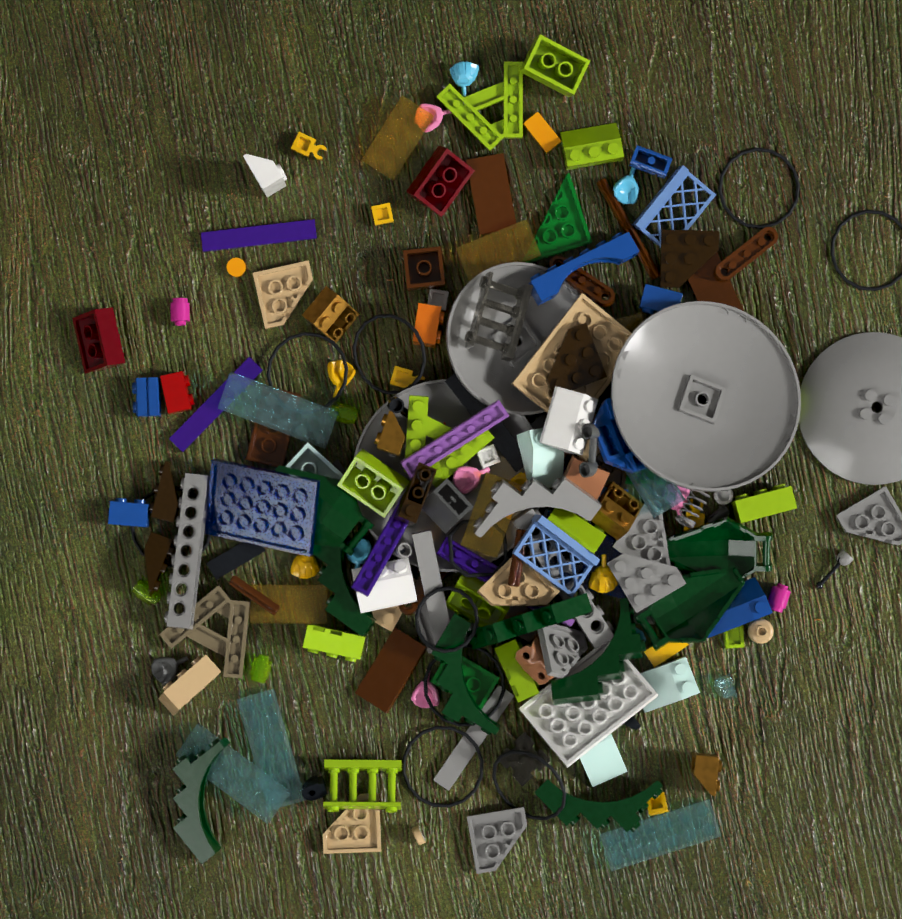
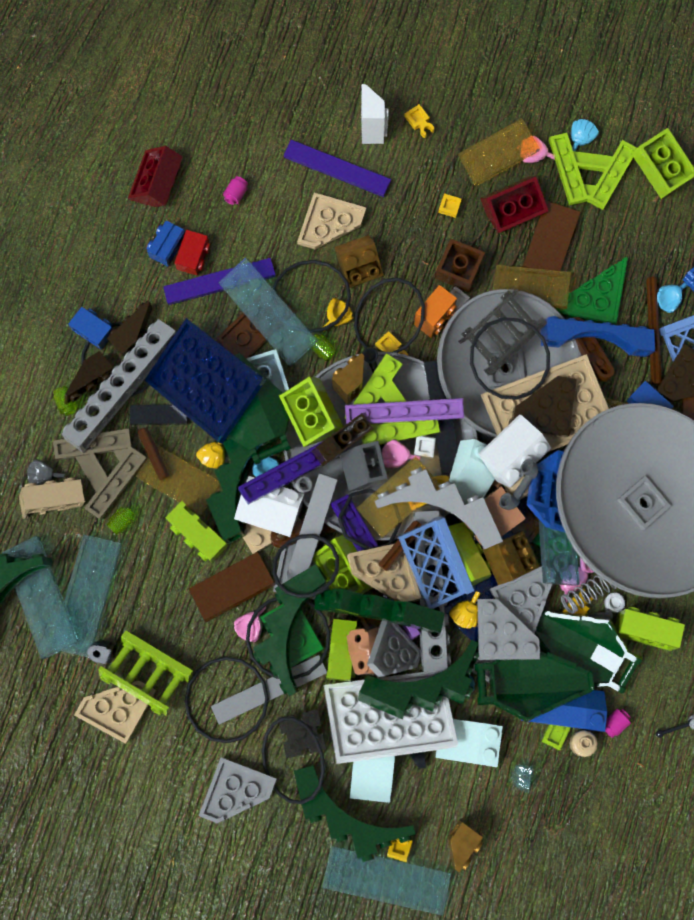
camera: 30 degrees right, 10 degrees down
(236, 267) = (303, 182): light orange tile -> none
(418, 835) = (167, 750): tan tile -> none
(481, 341) = (475, 372): none -> black piece
(542, 132) = (622, 214): light orange tile -> none
(592, 146) = (659, 248): lime slope -> none
(663, 653) = (484, 712): yellow slope -> none

